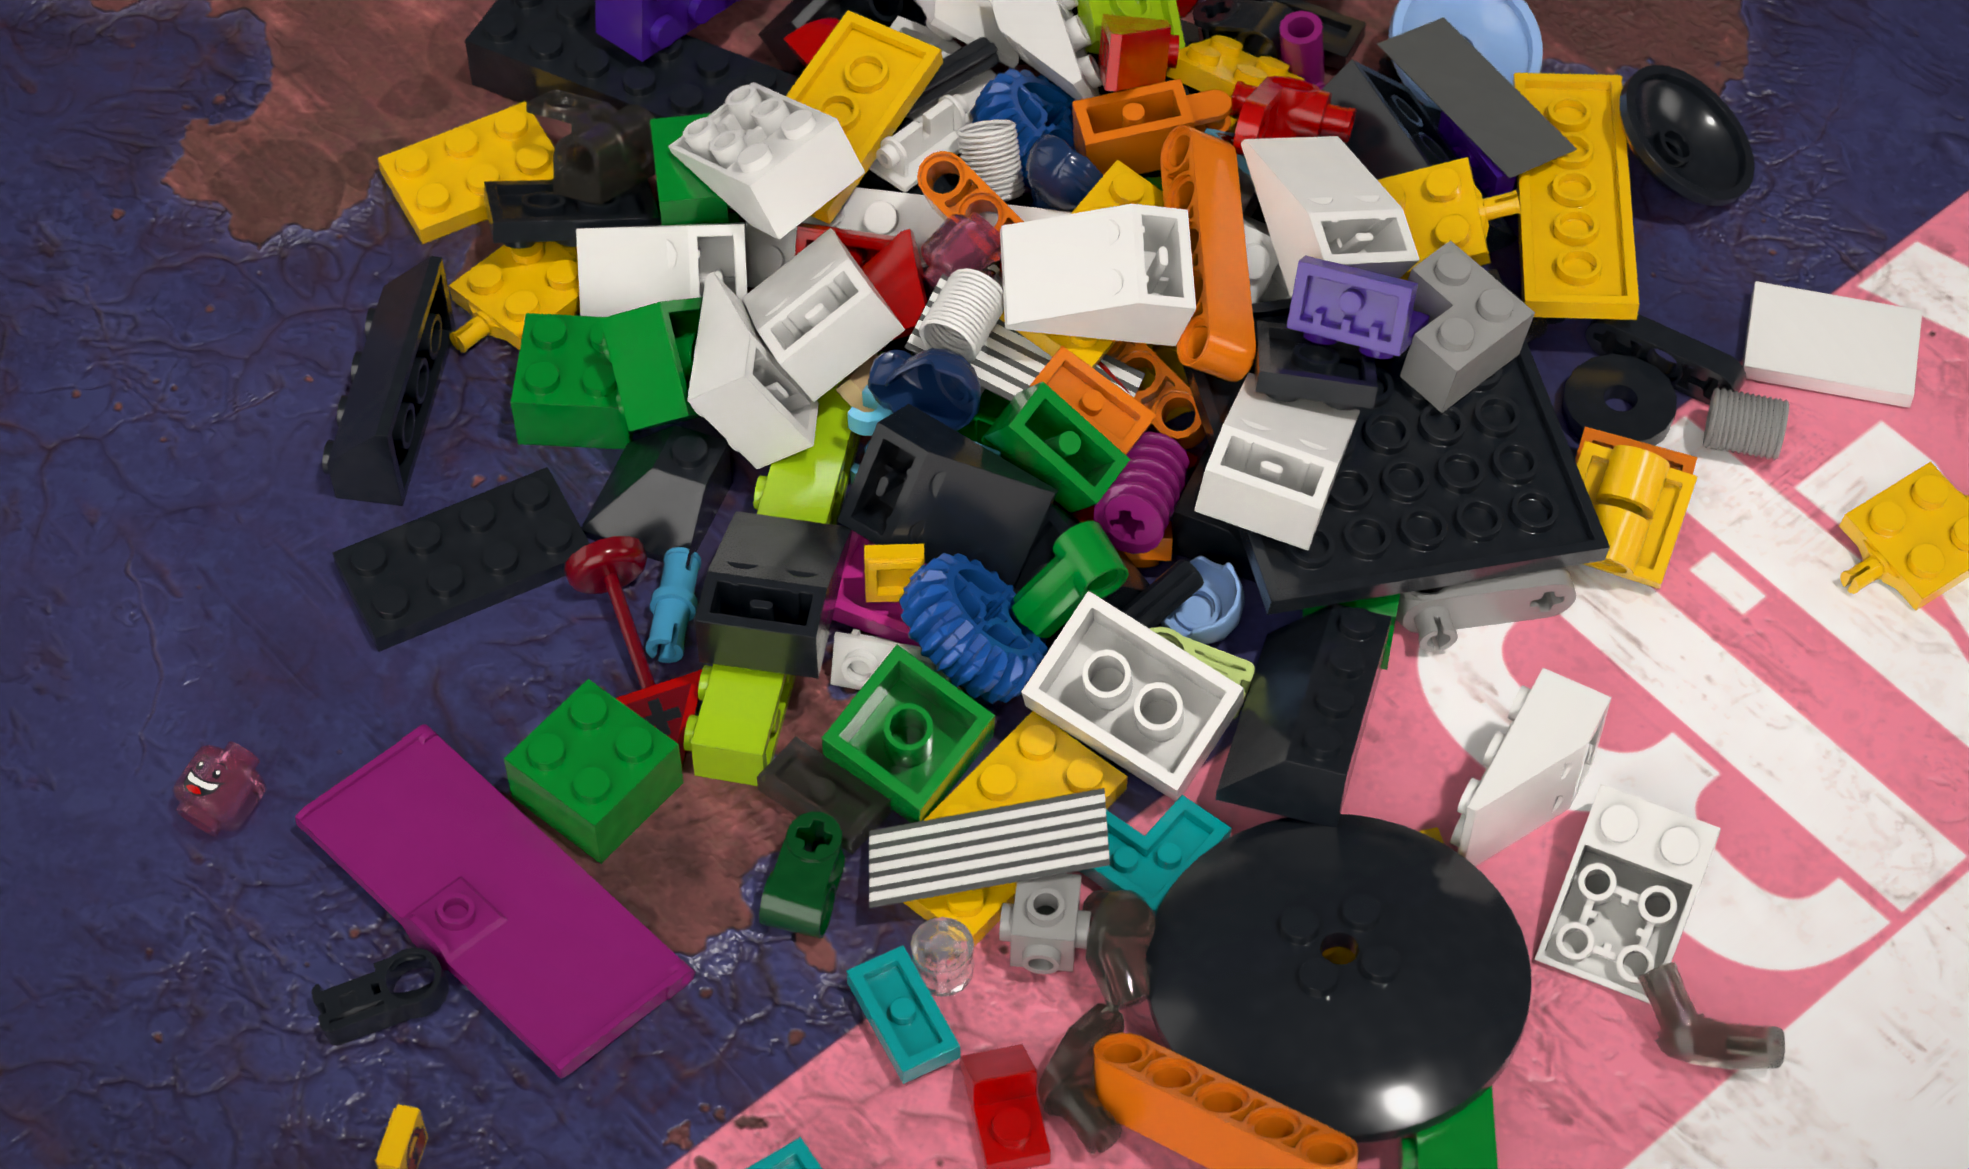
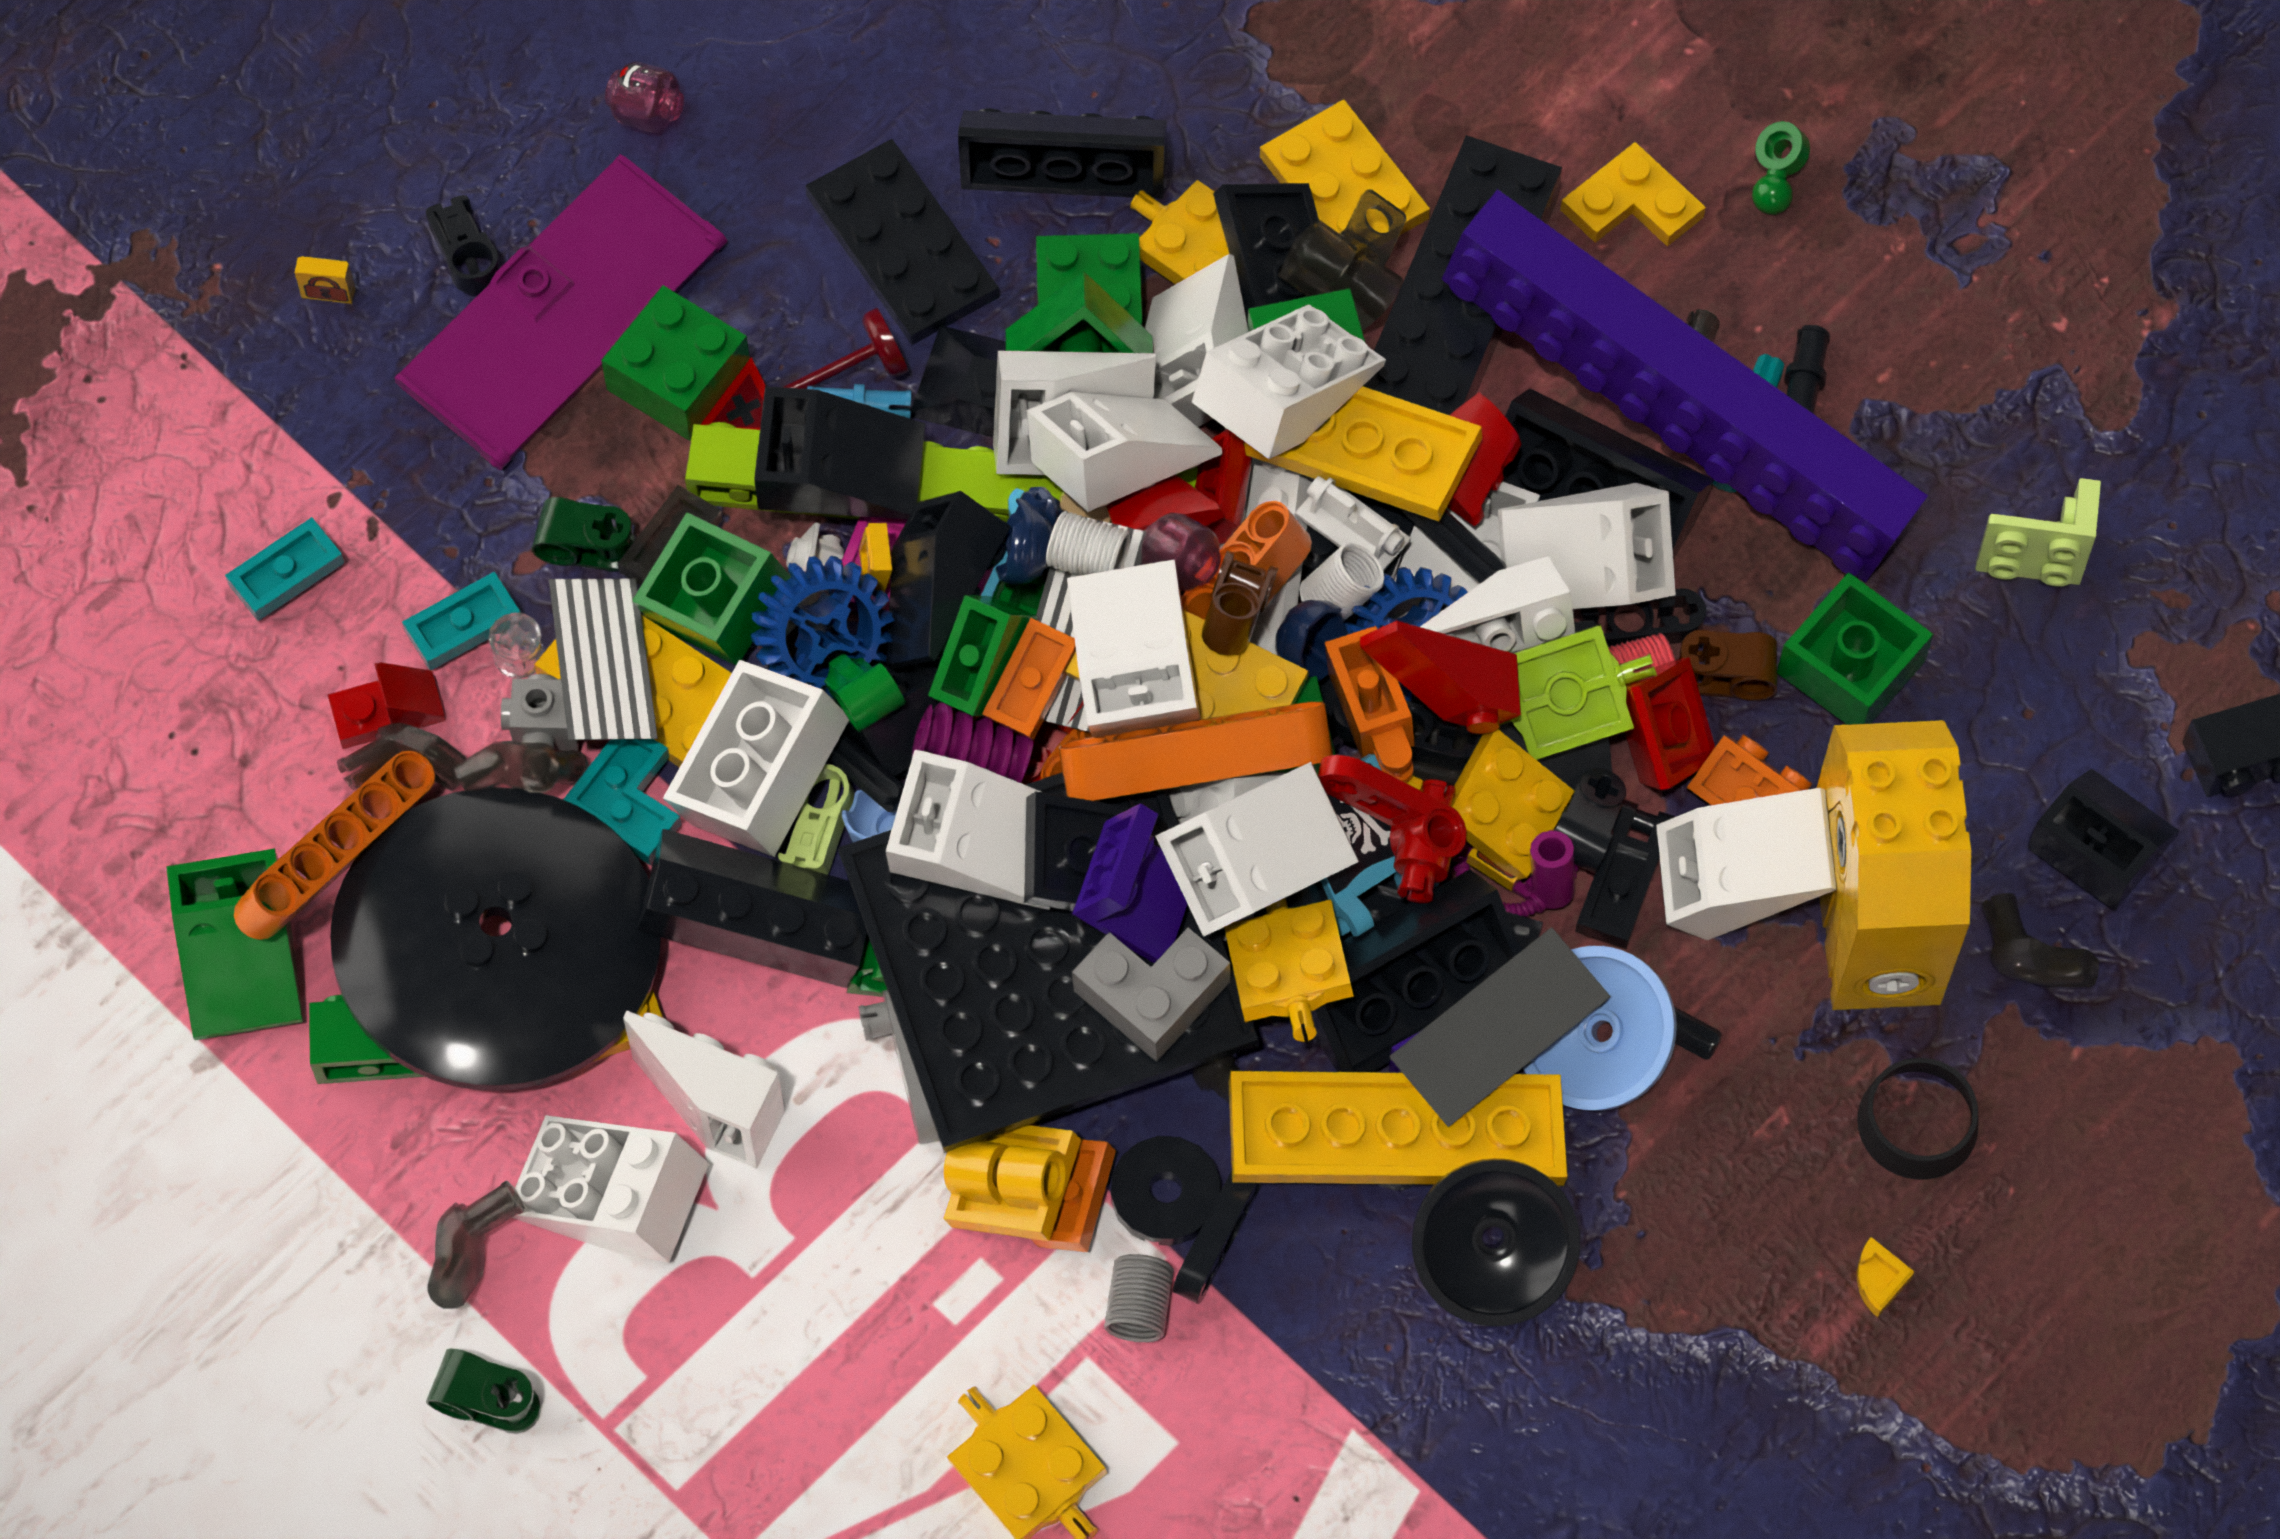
camera: 85 degrees right, 10 degrees up
(1043, 187) = (1236, 604): none -> reddish brown piece
(1832, 344) = (1262, 1393): white tile -> none
(1884, 1024) = (475, 1388): none -> dark green piece

